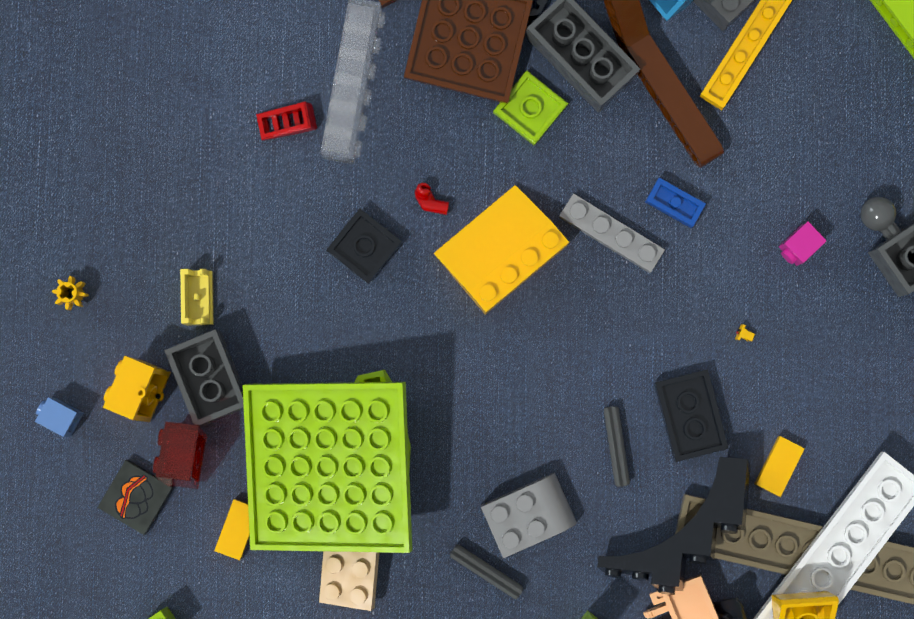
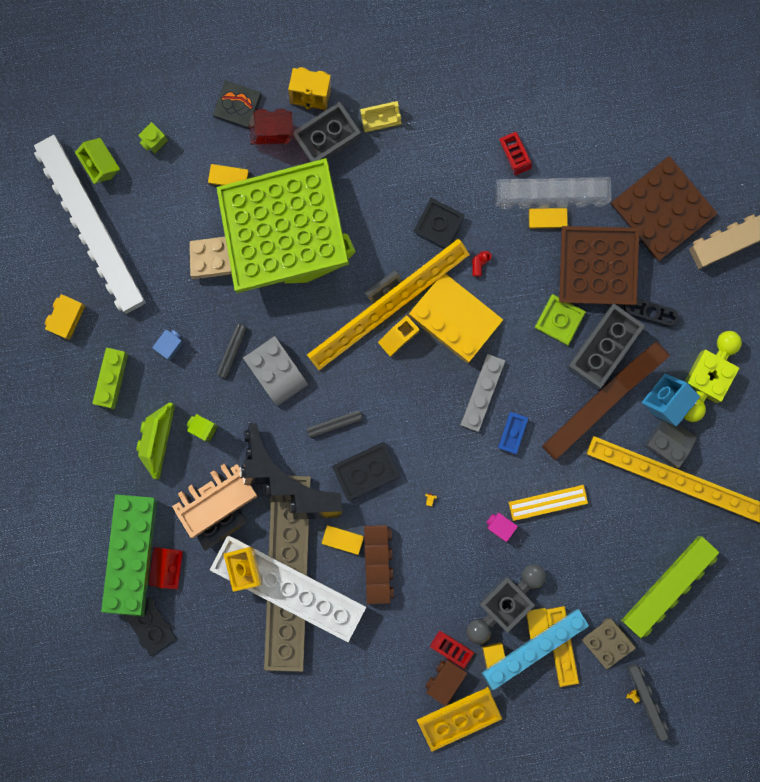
camera: 75 degrees right, 0 degrees up
(58, 416) = (281, 41): medium blue brick -> none
(77, 293) = (365, 26): yellow gear -> none
(386, 95) = (547, 218): none -> yellow tile
(442, 339) = (383, 287): none -> dark grey plate
(465, 339) = (388, 304): none -> yellow plate
(512, 332) = (398, 335): none -> yellow slope
(778, 174) = (548, 502): none -> yellow tile
(823, 424) = (377, 564): none -> reddish brown brick

